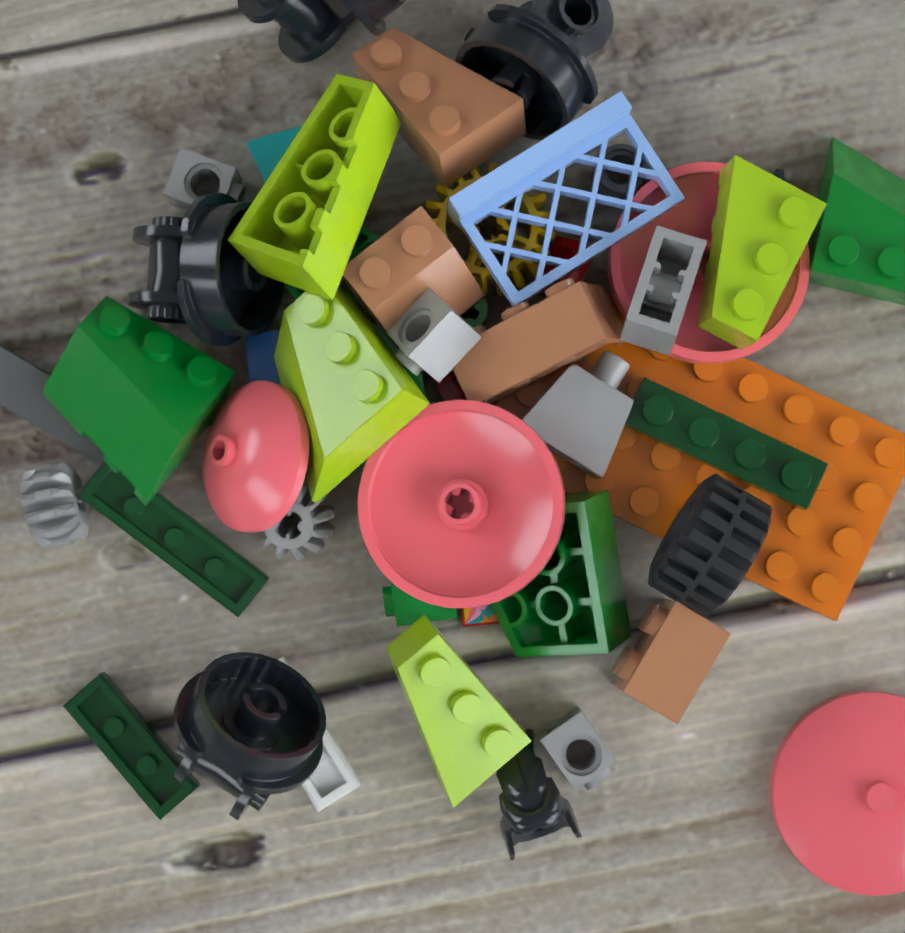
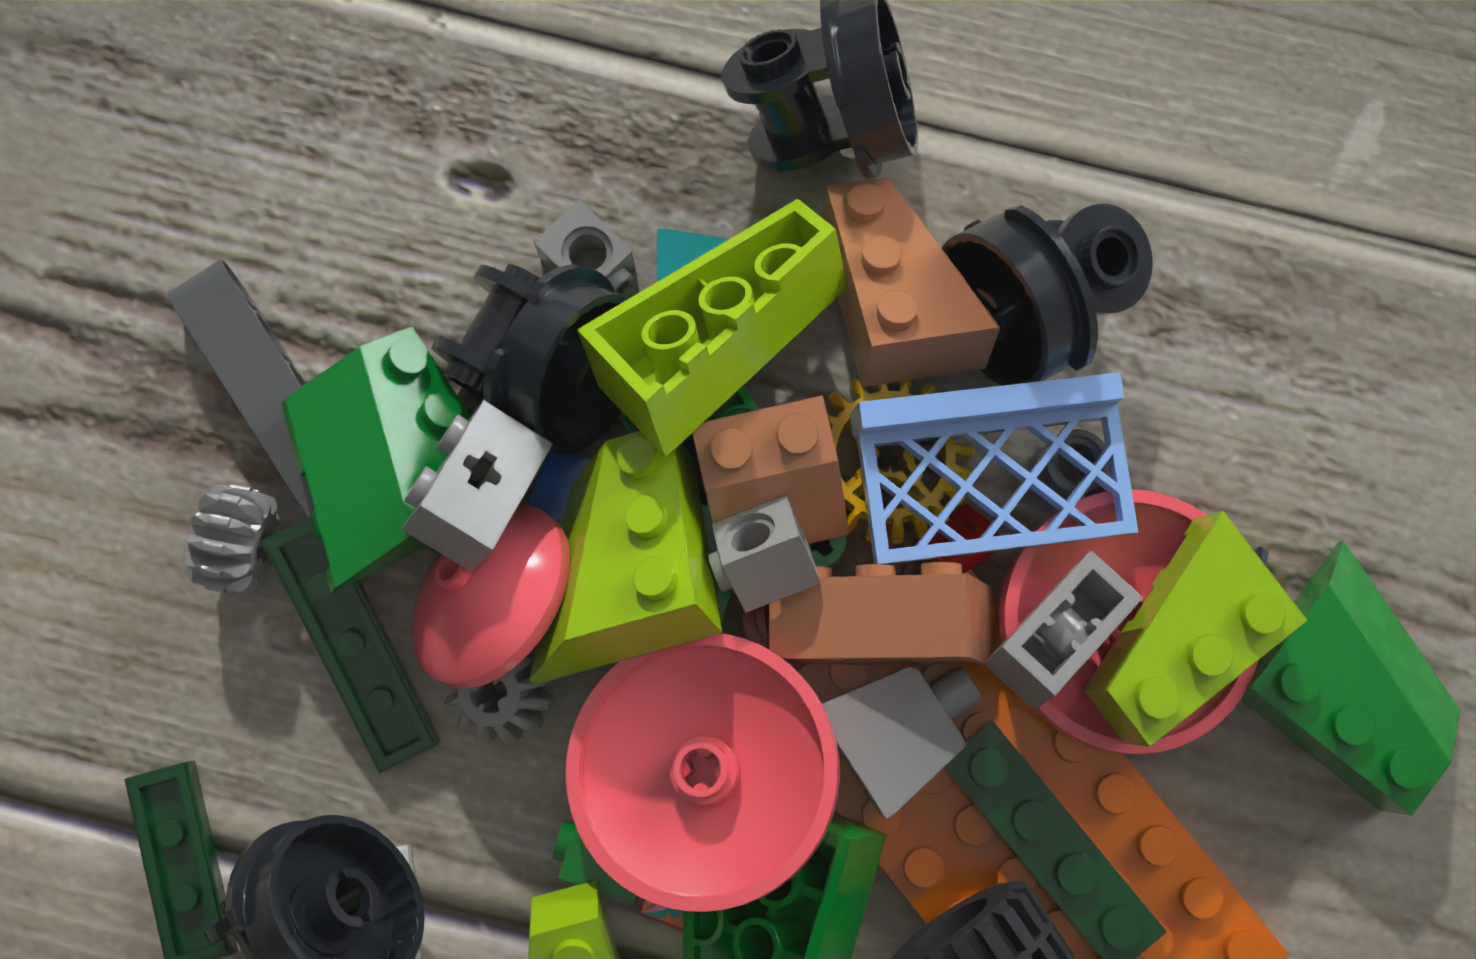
camera: 20 degrees right, 5 degrees down
(215, 408) = (468, 519): none -> brick

